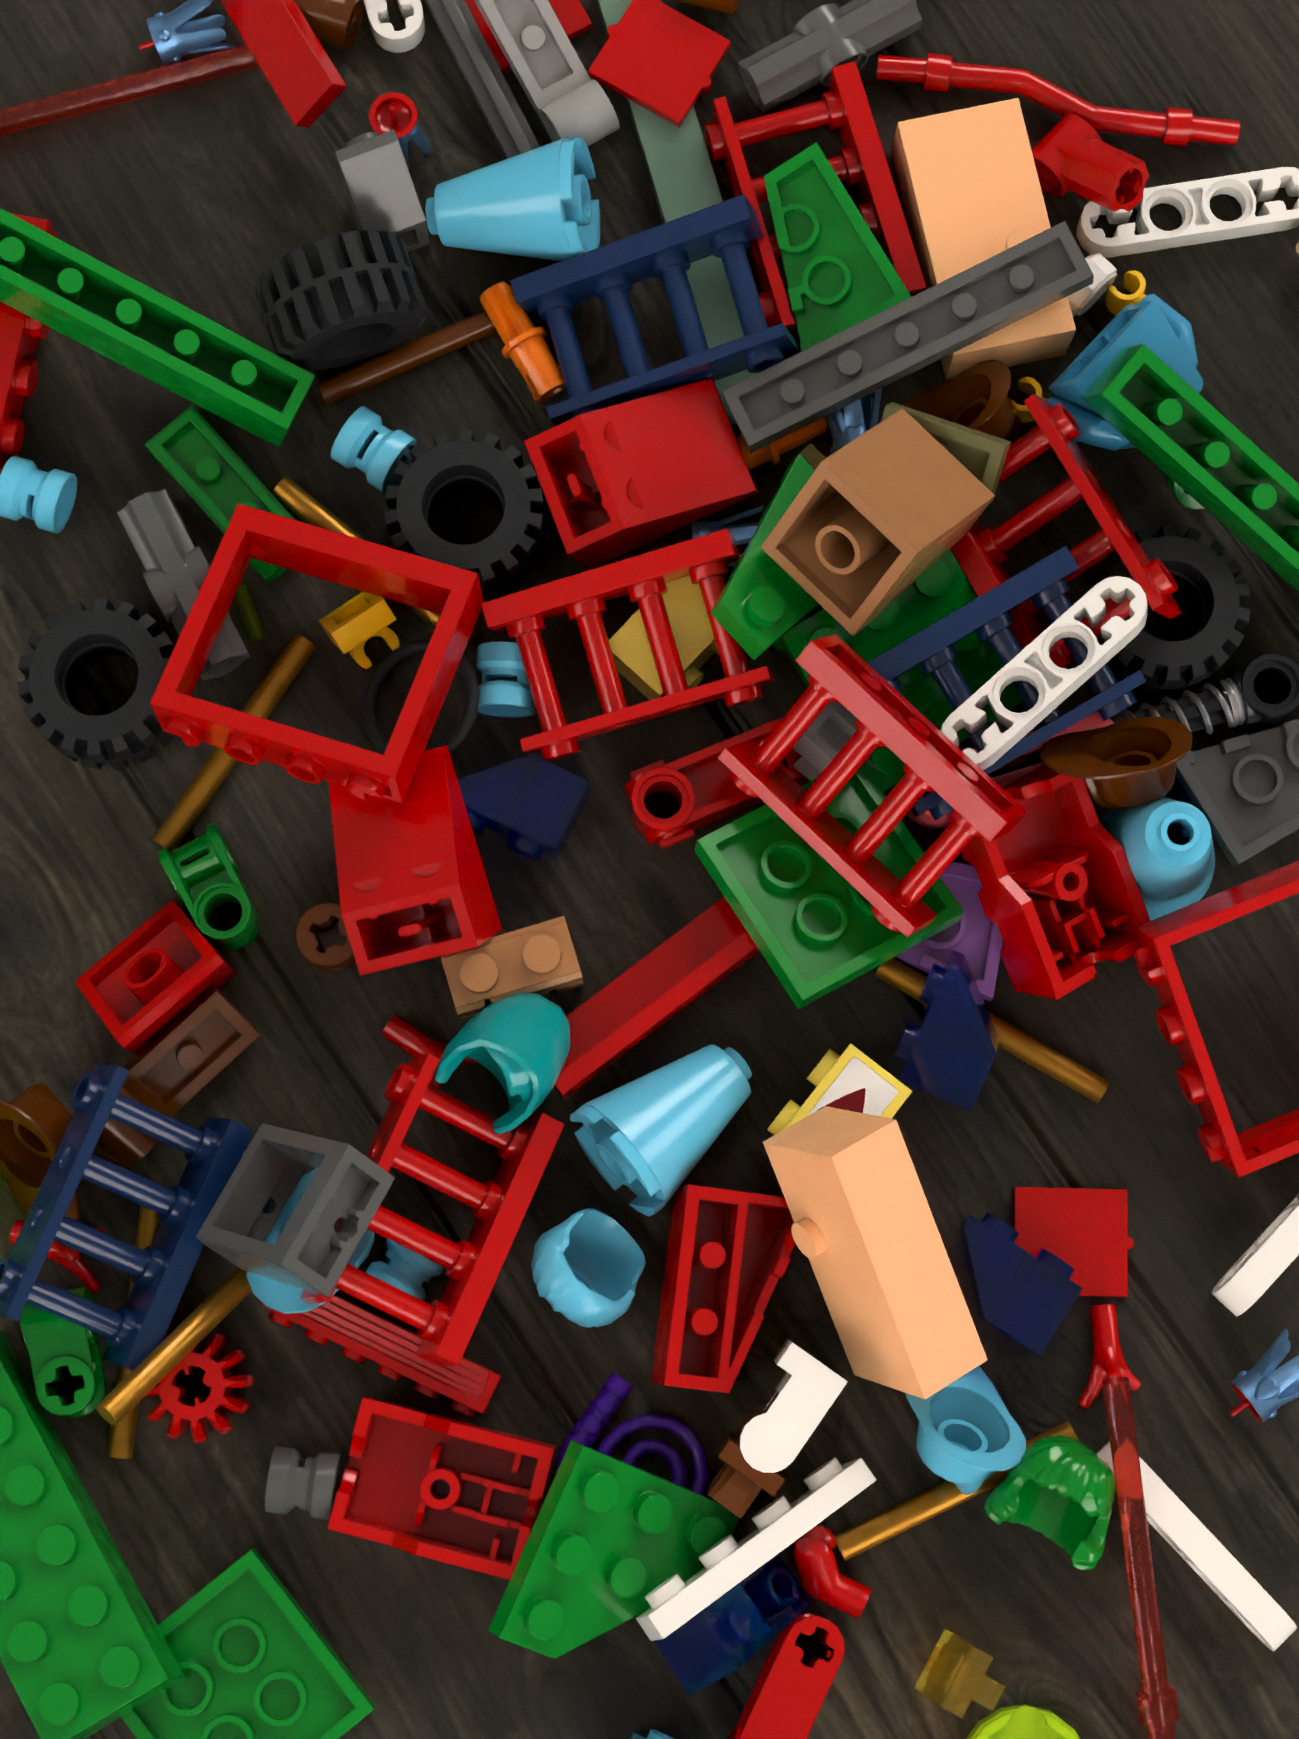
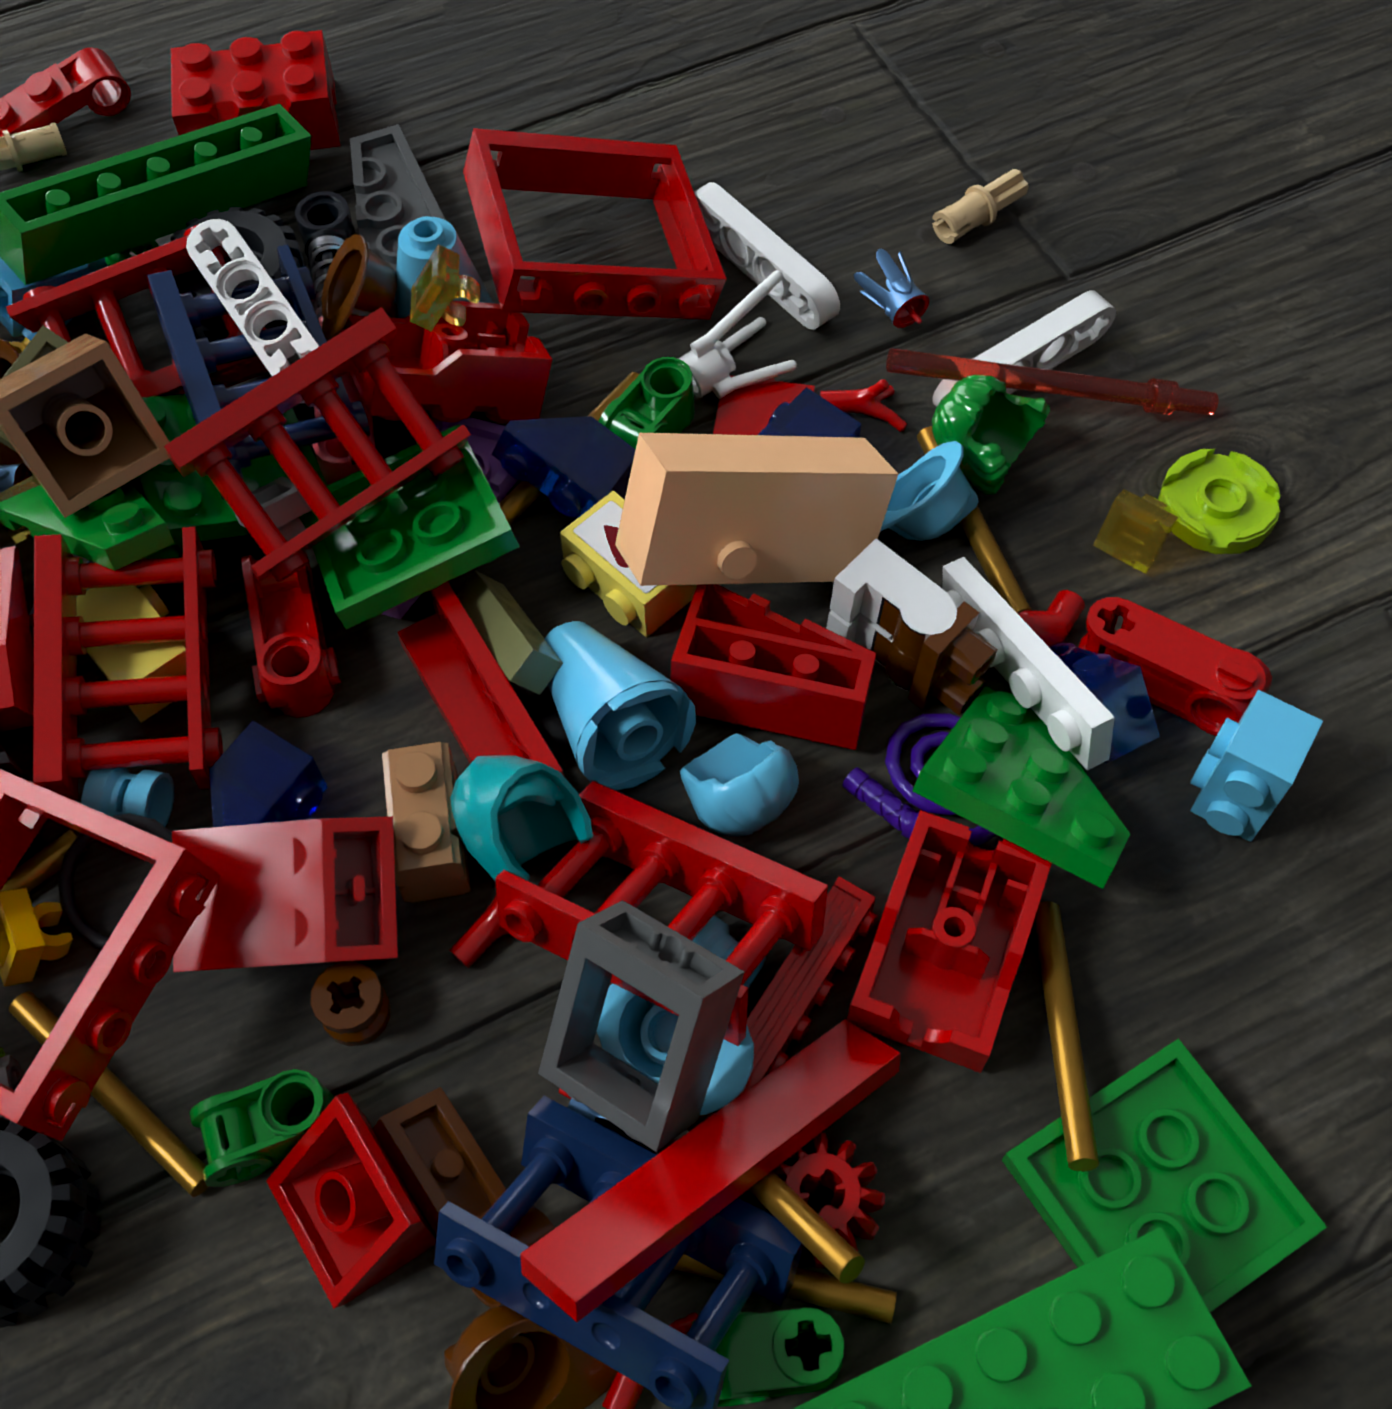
camera: 80 degrees left, 20 degrees down
(197, 1294) = (705, 1170): none -> red tile
(302, 1482) = (936, 1086): dark grey wheel -> none
(368, 1600) = (1065, 1040): none -> pearl gold bar
(718, 1014) = (509, 633): none -> olive piece
(1039, 1111) = (654, 402): none -> green piece
(1111, 862) = (437, 287): none -> clear yellow tile
(1127, 1172) = (711, 358): none -> white plant

